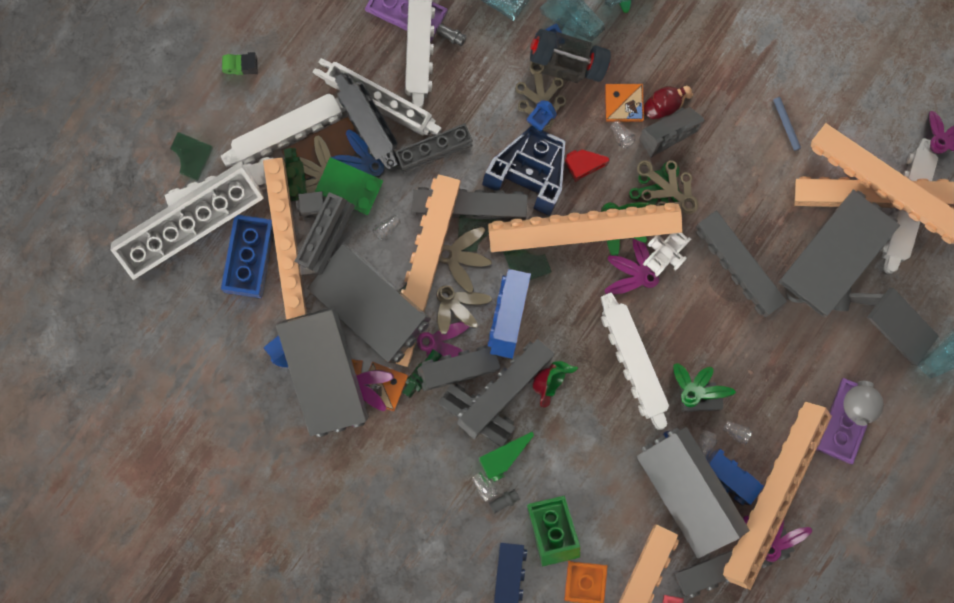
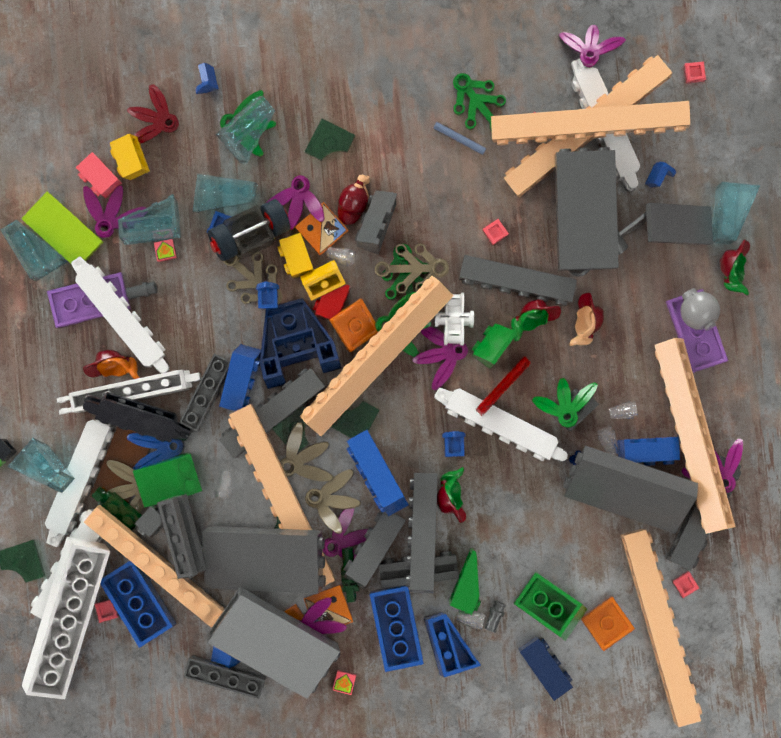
camera: 35 degrees left, 5 degrees up
(219, 244) = (106, 611): none -> coral tile
(263, 367) = (231, 678): none -> dark grey brick
(267, 97) = (42, 465): none -> clear light blue wedge
(347, 451) = (344, 682): none -> tile
(382, 68) = (111, 363): none -> hair
(423, 442) = (396, 628): none -> blue brick
(450, 491) = (448, 647): none -> blue wedge
(468, 157) = (240, 377): none -> blue wedge
(494, 20) = (165, 250): none -> tile
(586, 344) = (454, 443): none -> blue tile
(587, 192) = (354, 325): none -> orange tile
(588, 105) = (296, 255): none -> yellow brick
(592, 139) = (322, 280): none -> yellow brick
(626, 64) = (298, 196): none -> magenta plant
(661, 332) = (503, 386): none -> red axle
(680, 296) = (493, 345): none -> green slope
(686, 42) = (329, 139): none -> clear green tile
(730, 300) = (533, 315): none -> hair
(754, 215) = (495, 232): none -> coral tile
(769, 341) = (589, 320): none -> light nougat hair
(824, 105) = (476, 100): none -> green plant
(917, 396) = (732, 267): none -> hair
(921, 275) = (658, 174): none -> blue tile

